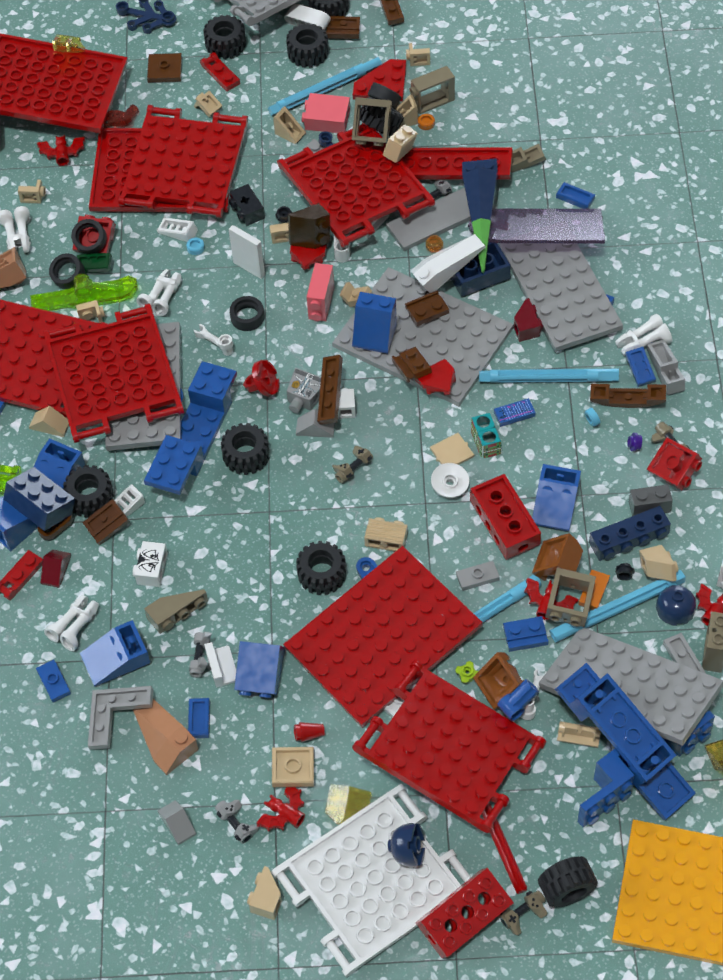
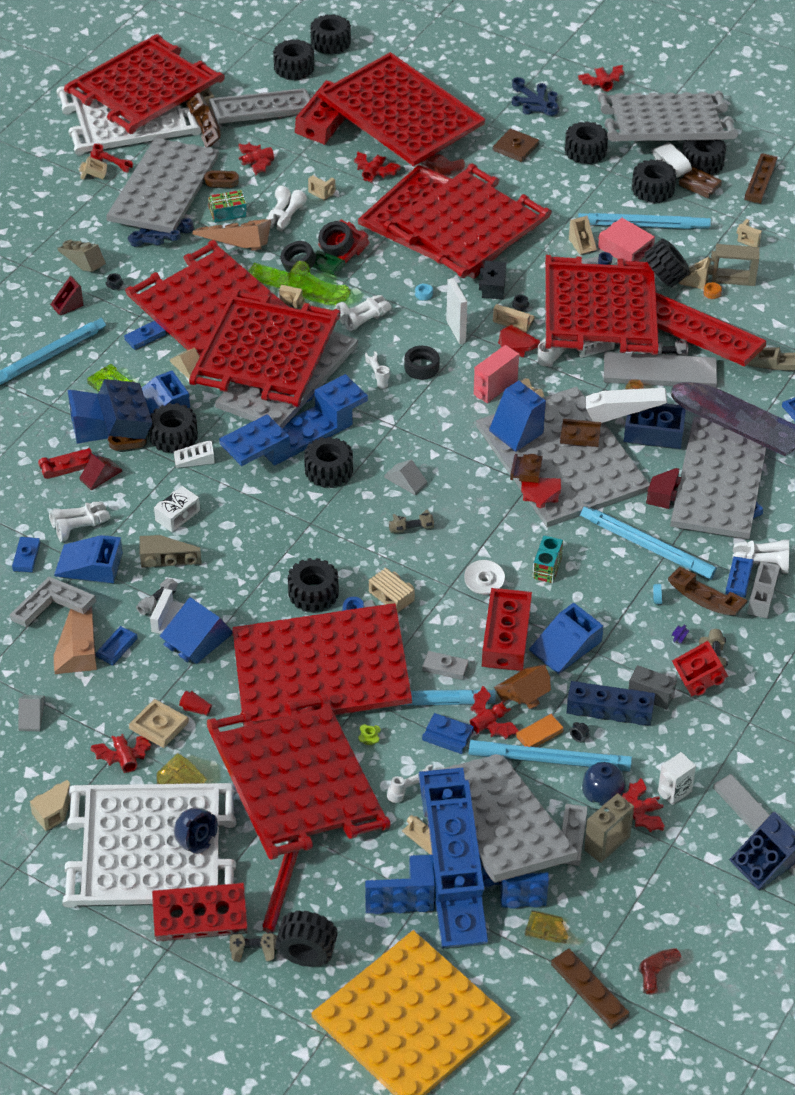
camera: 30 degrees right, 10 degrees down
(68, 44) = (440, 84): clear yellow slope -> none
(106, 521) = (168, 458): reddish brown plate -> none
(188, 229) = (421, 273): white slope -> none
(208, 103) = (528, 186): tan bracket -> none
(220, 72) = (561, 169): red plate -> none
(226, 811) = (76, 748): light grey piece -> none
(262, 378) = (390, 416): red tile -> none
(303, 390) = (419, 444): light grey torso -> none
(309, 227) = (527, 317): dark brown slope -> none
(330, 389) = (436, 450): reddish brown plate -> none
(346, 404) = (445, 472): white brick -> none
(356, 122) = (637, 249): dark tan window -> none
(383, 93) = (686, 248): black tyre -> none
(389, 74) = (699, 242): red plate -> none
(400, 143) = (663, 289): tan brick -> none
(452, 450) = (510, 557): tan piece -> none
(480, 185) = (707, 356): dark blue plate -> none
(497, 678) = (388, 752): dark orange brick -> none
(514, 412) = (591, 555): blue tile -> none
(514, 702) = (381, 774): blue piece -> none
(576, 581) = (519, 706): dark tan window -> none
(658, 563) = (613, 738): tan slope -> none

